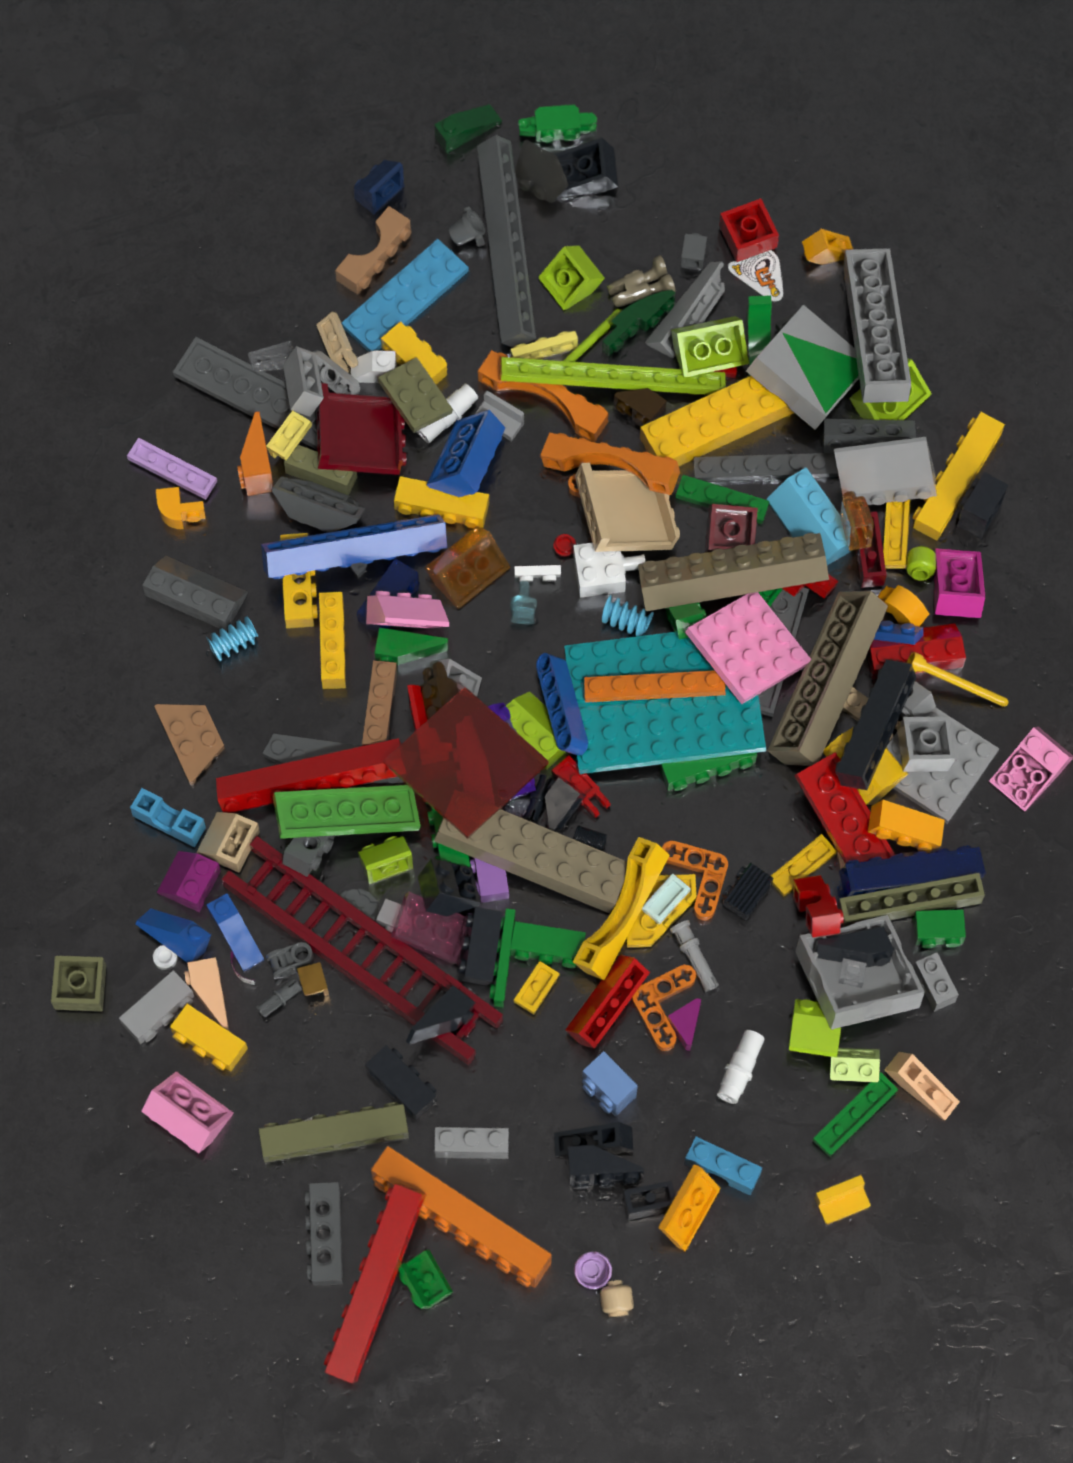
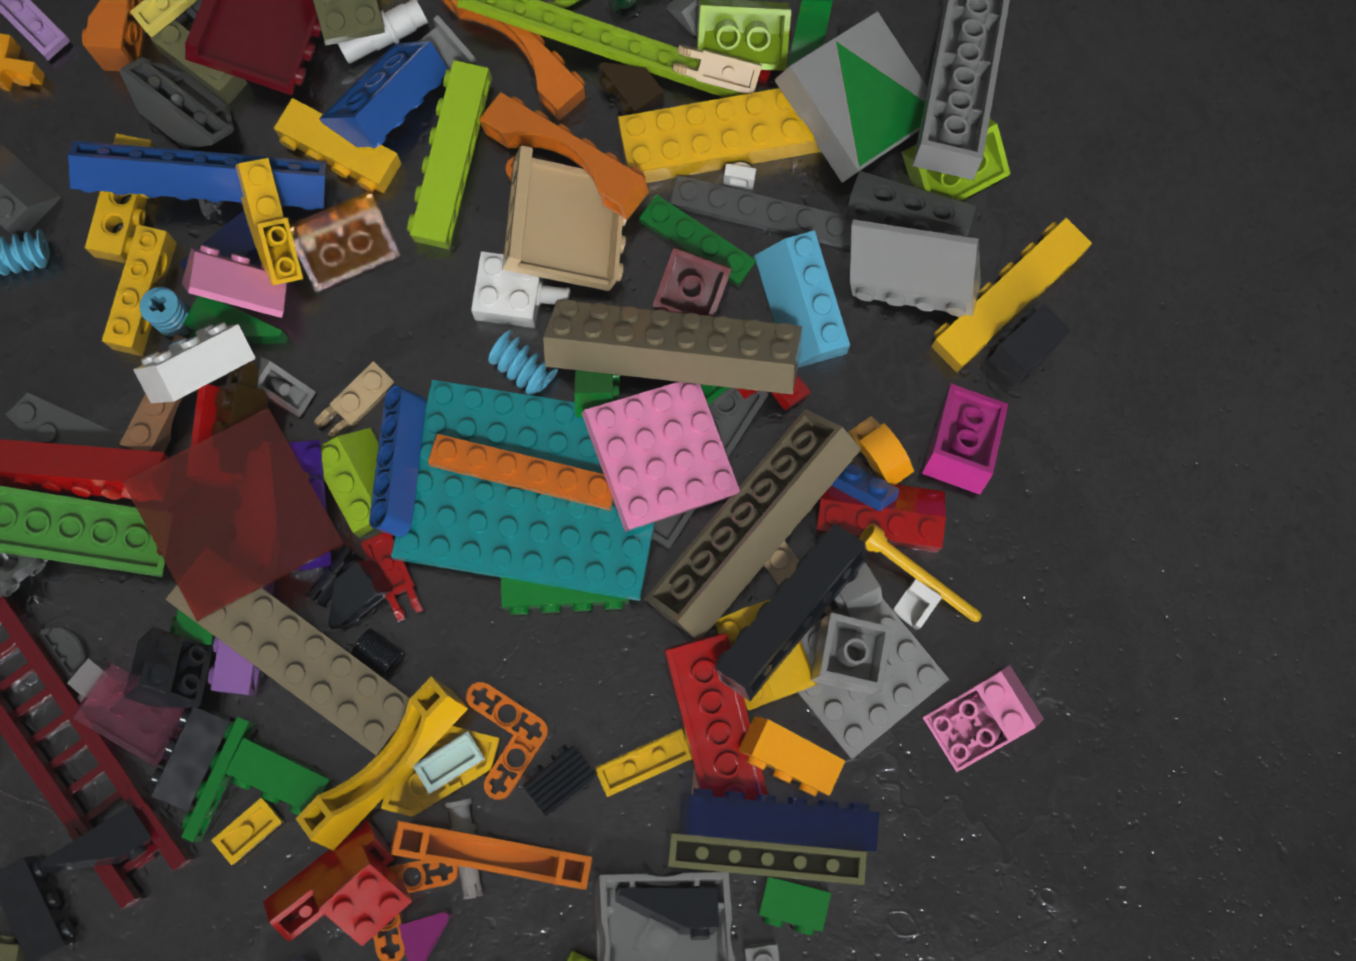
camera: 15 degrees right, 10 degrees up
(360, 647) = (165, 311): none -> medium azure piece
(386, 859) = (108, 602): lime slope -> none
(400, 671) = (193, 362): none -> white brick
(415, 565) = (267, 223): none -> yellow slope
(514, 674) = (356, 400): none -> tan hinge
(523, 606) = (398, 312): clear light blue piece -> none
(527, 486) = (450, 154): none -> lime brick
(547, 572) = (415, 271): white plate -> none
(564, 545) = (474, 243): red plate -> none
(637, 997) = (361, 895): none -> red brick
(703, 374) = (720, 69): none -> tan hinge
(739, 445) = (739, 175): none -> white plate
(751, 948) = (490, 854): none -> orange arch
(821, 908) = (639, 856): red arch -> none
(857, 515) = (853, 324): clear orange torso -> none
(871, 559) = (863, 362): dark red brick -> none
(896, 534) = (905, 351): yellow plate -> none
(921, 563) = (925, 398): lime head -> none
(960, 703) = (916, 604): none -> white panel

